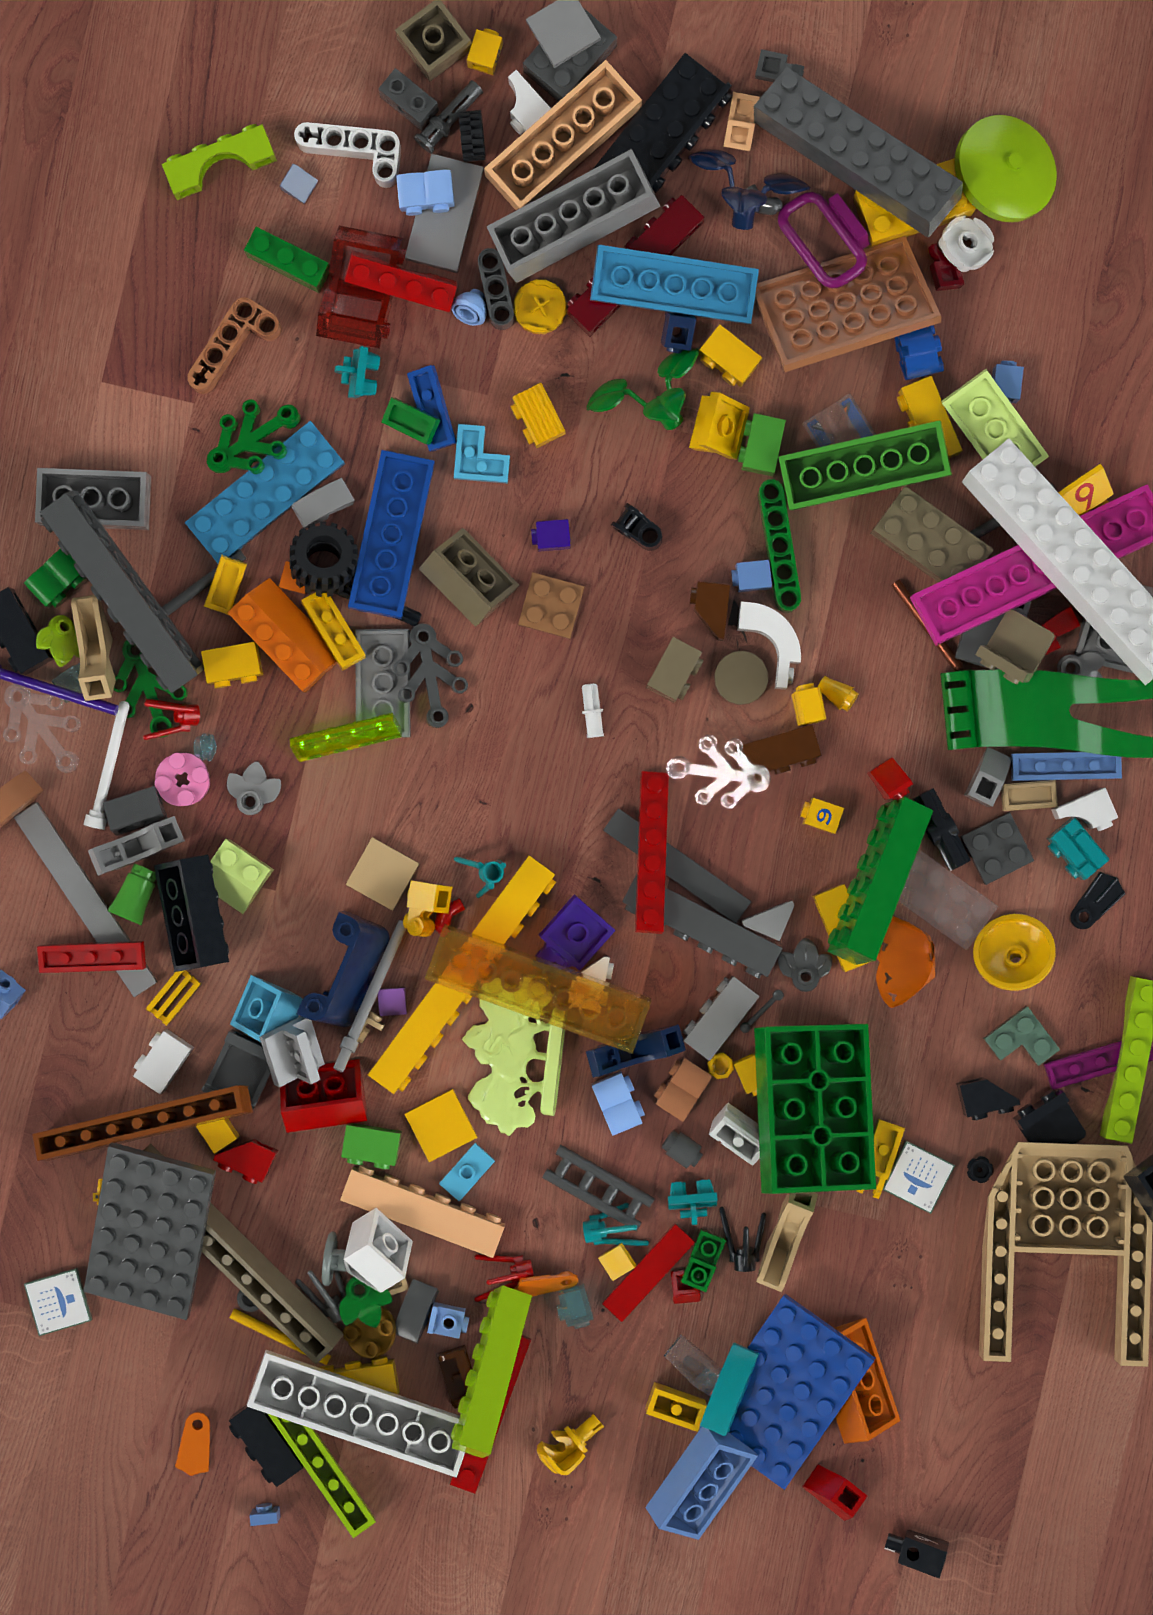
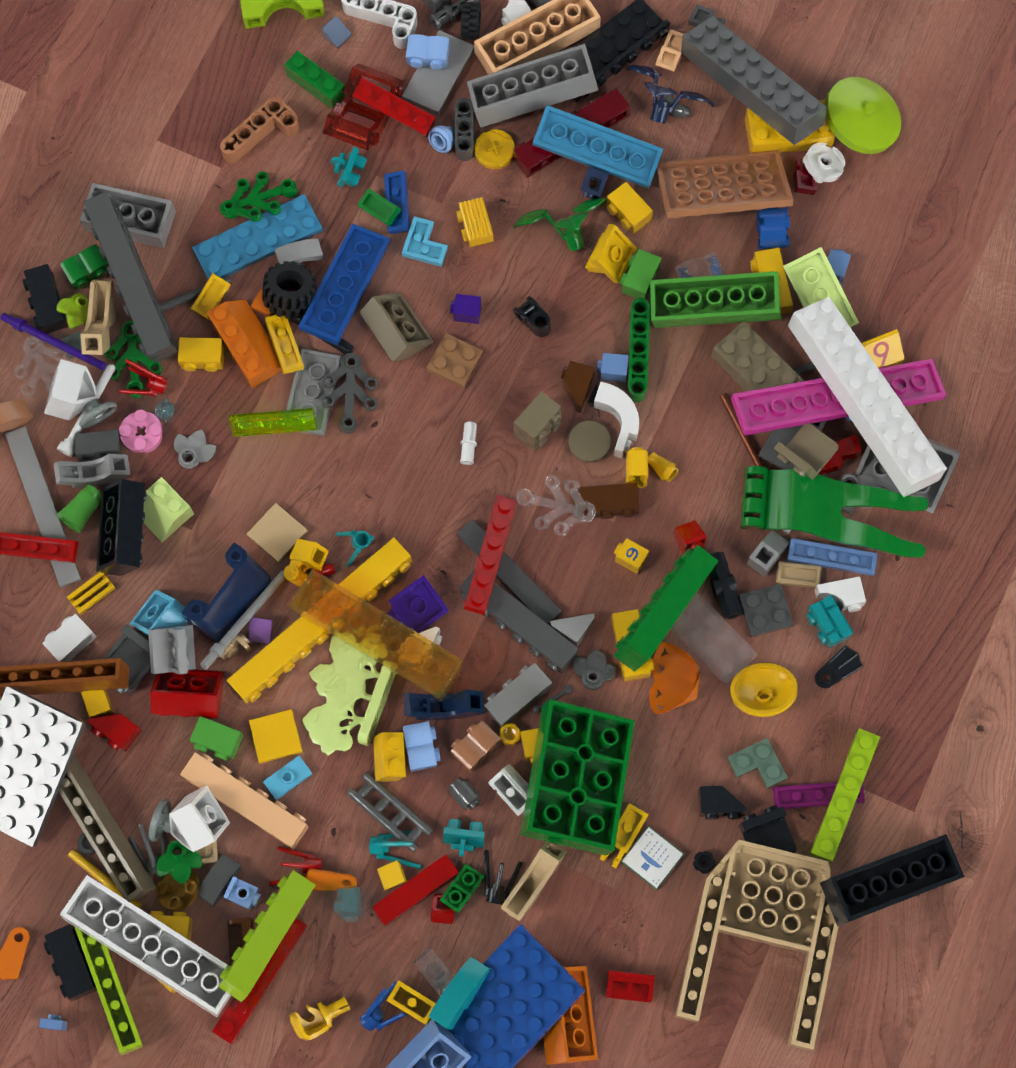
camera: 10 degrees right, 15 degrees down
(87, 751) = (74, 392): none -> white piece
(583, 1125) = (389, 756): none -> yellow brick
(634, 1428) = (374, 1016): none -> blue plant
(844, 224) = (734, 130): magenta bar -> none
(921, 1331) = (630, 986): none -> red hinge

